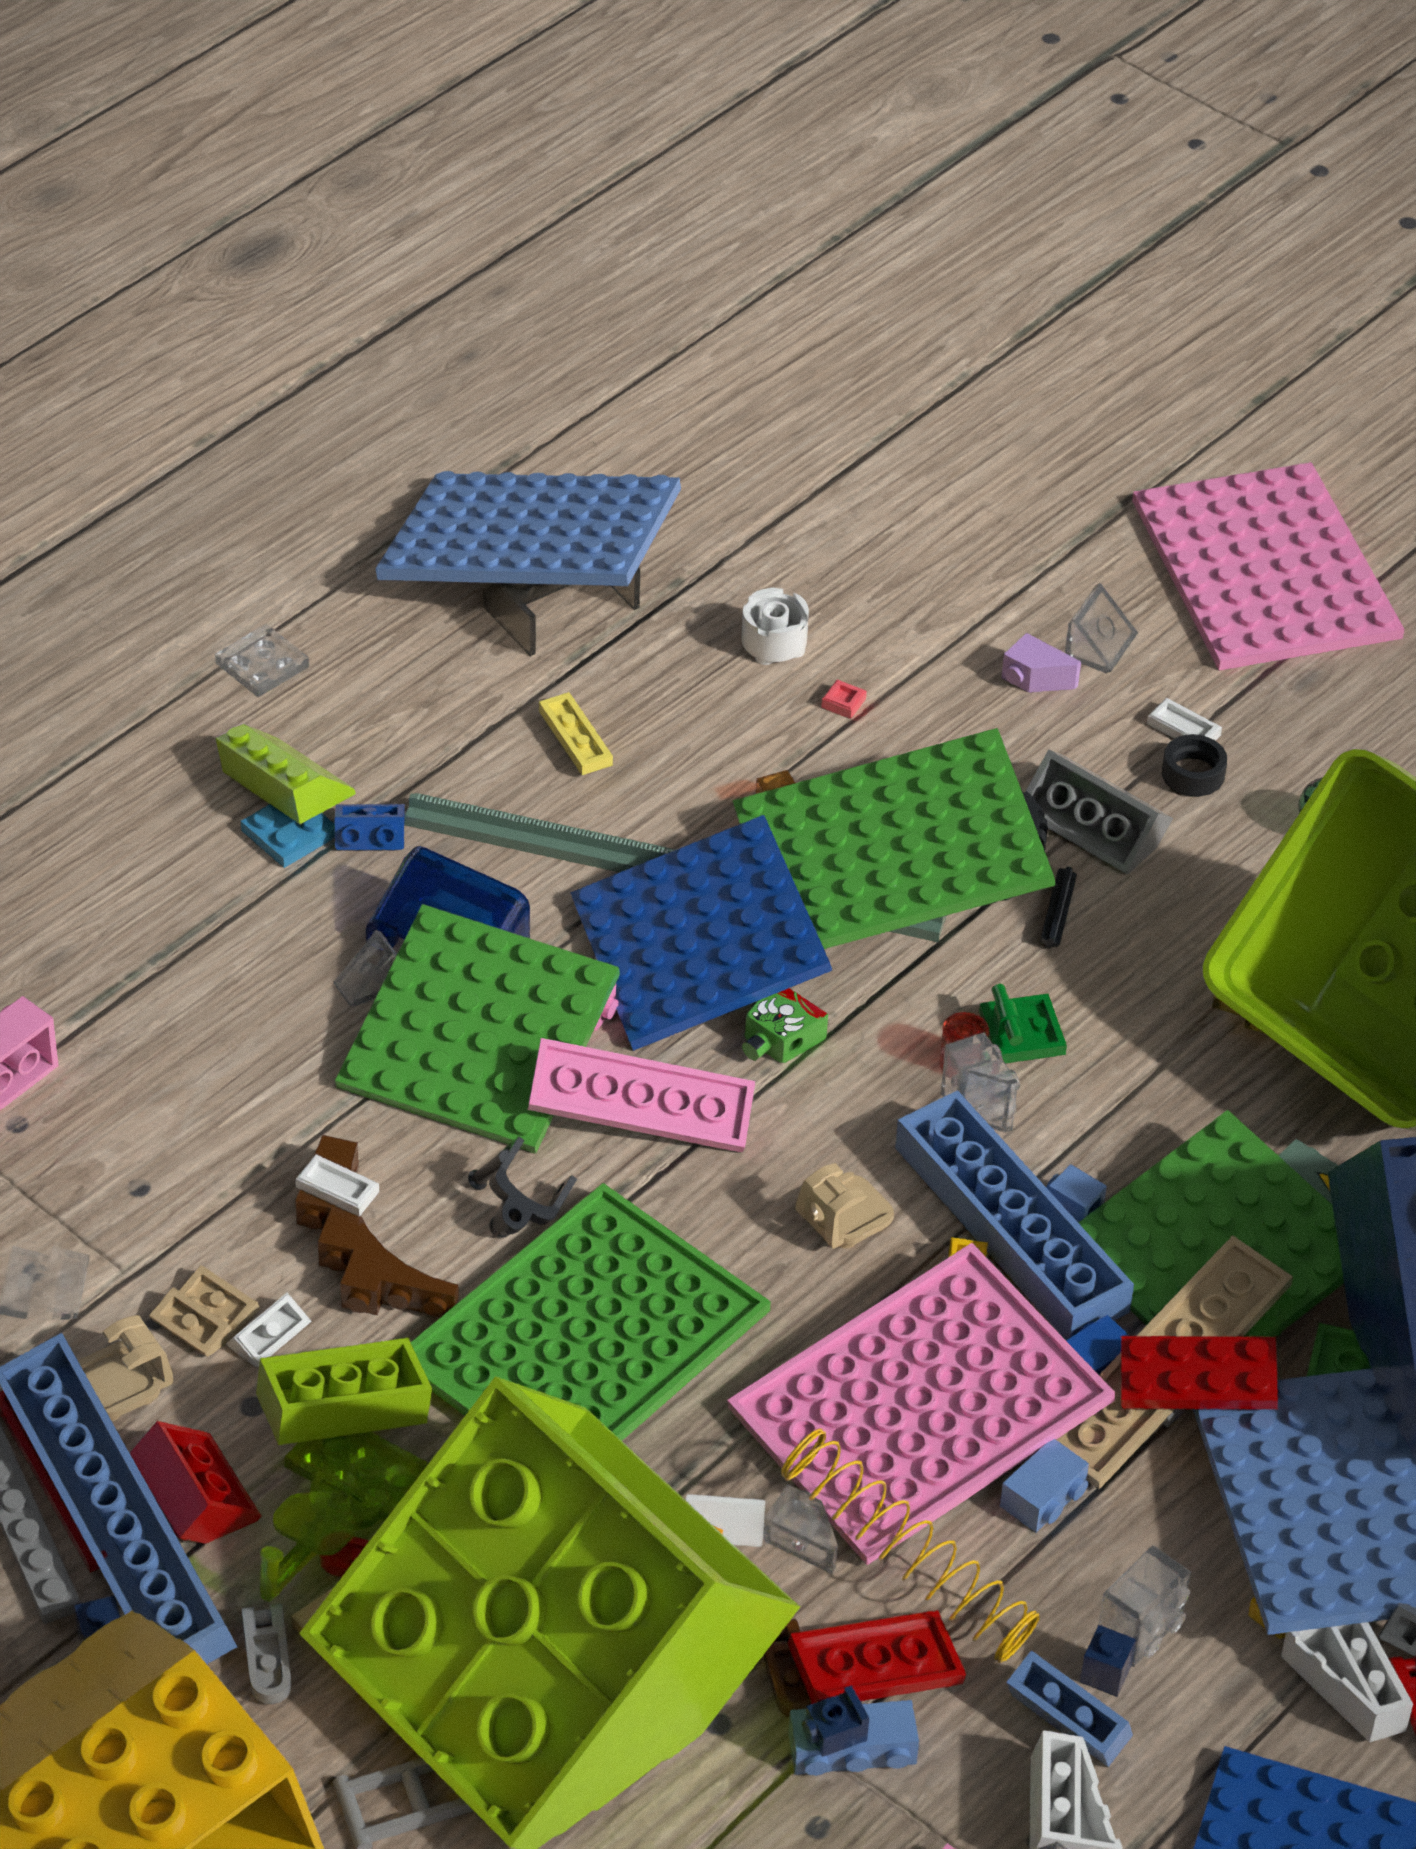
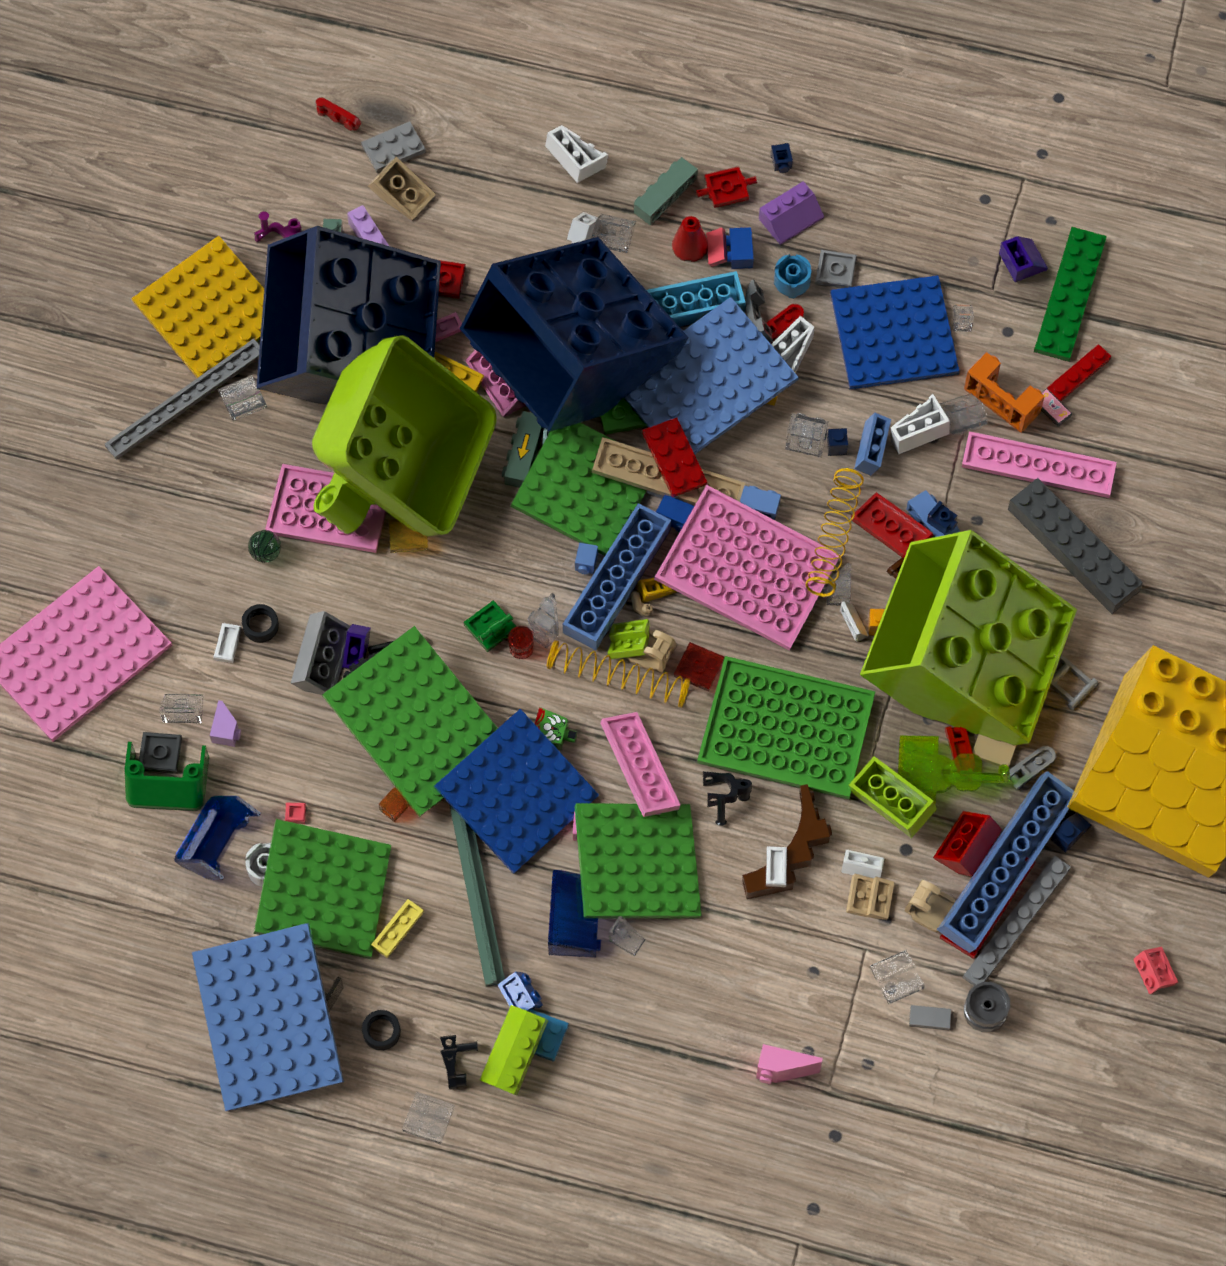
camera: 115 degrees left, 20 degrees up
(303, 702) = (449, 1059): none -> black piece
(436, 676) = (381, 1045): none -> black tyre
(692, 664) = (324, 882): none -> bright green plate
(729, 1223) = (554, 651): none -> yellow piece
(775, 1262) = (699, 666): none -> clear red plate
(851, 582) = (211, 833): none -> clear blue windscreen
(887, 1190) = (629, 639): none -> lime slope
(939, 1237) = (638, 606): none -> tan arm
(958, 590) = (164, 792): none -> green windscreen
(1041, 595) = (160, 752): none -> dark grey tile
(1090, 854) = (356, 644): none -> dark purple slope

